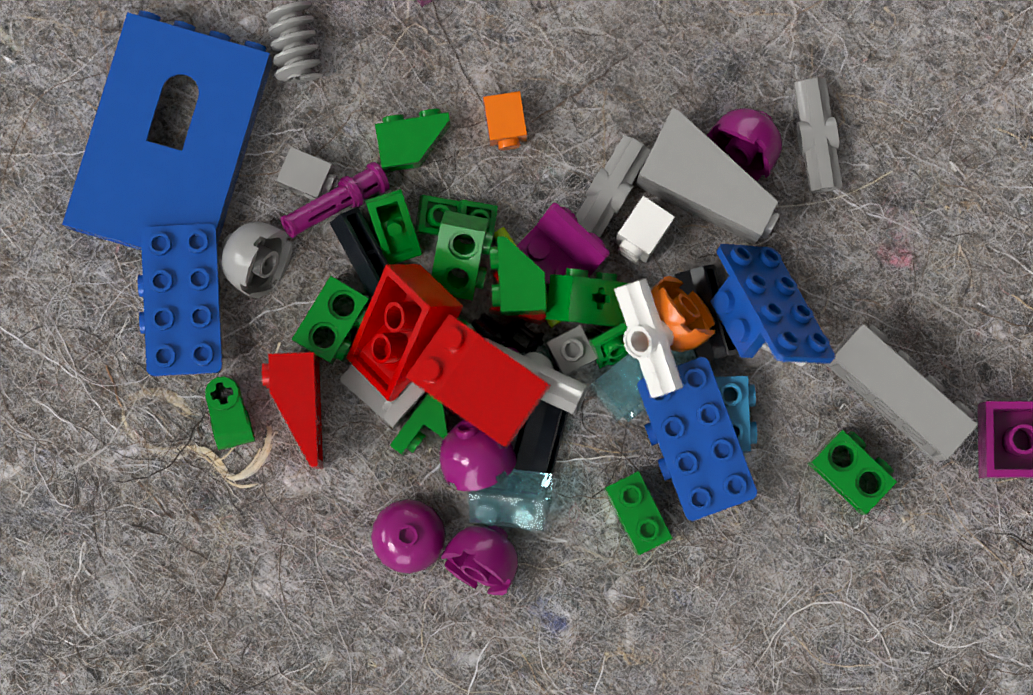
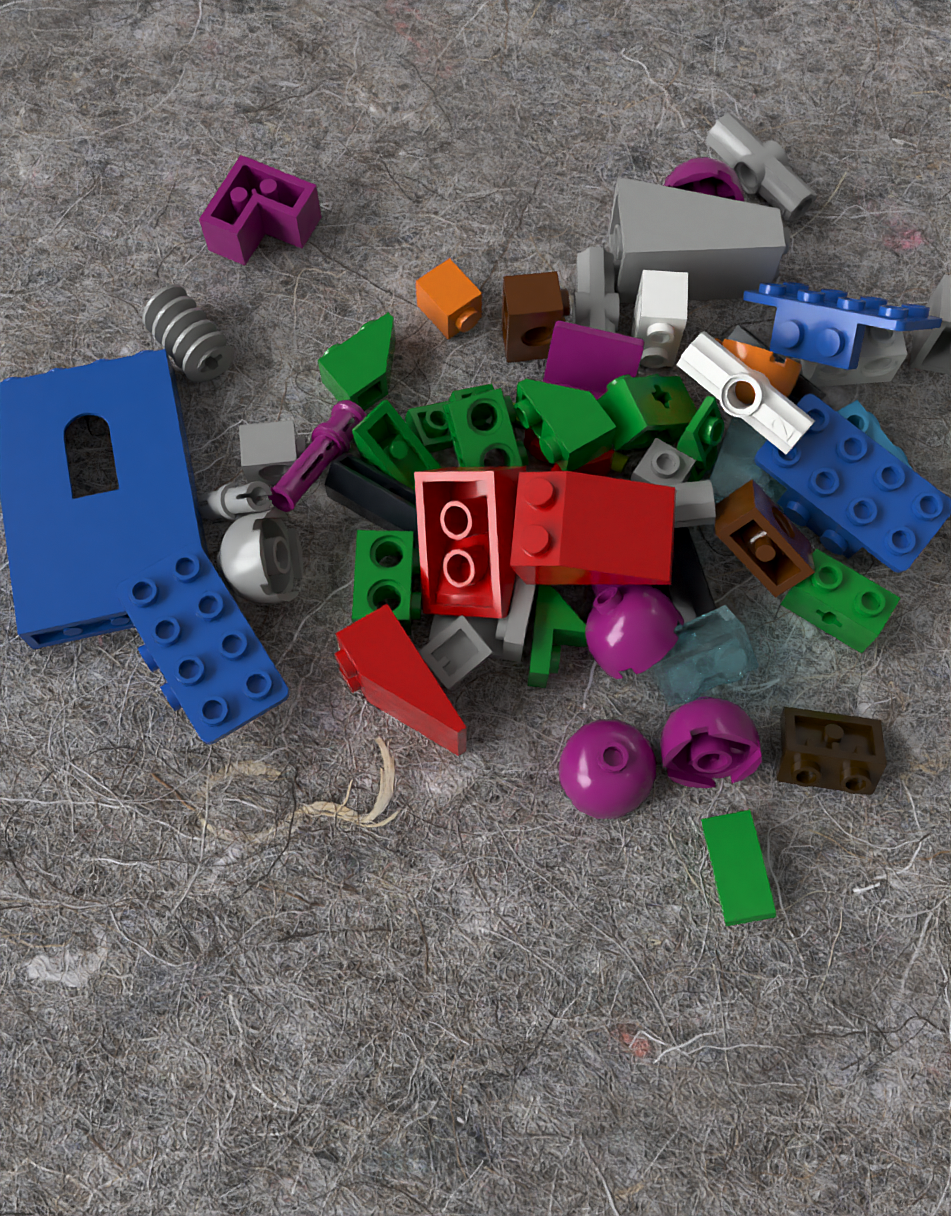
camera: 30 degrees left, 15 degrees down
(230, 420) = (329, 749): green piece -> none
(257, 204) = (235, 500): none -> light grey pin
(347, 403) = (455, 653): none -> light grey bracket
(451, 649) = (738, 868): none -> green slope
(552, 176) = (529, 314): none -> reddish brown brick
(564, 609) = (831, 751): none -> dark brown bracket
(602, 445) = (763, 538): none -> reddish brown brick

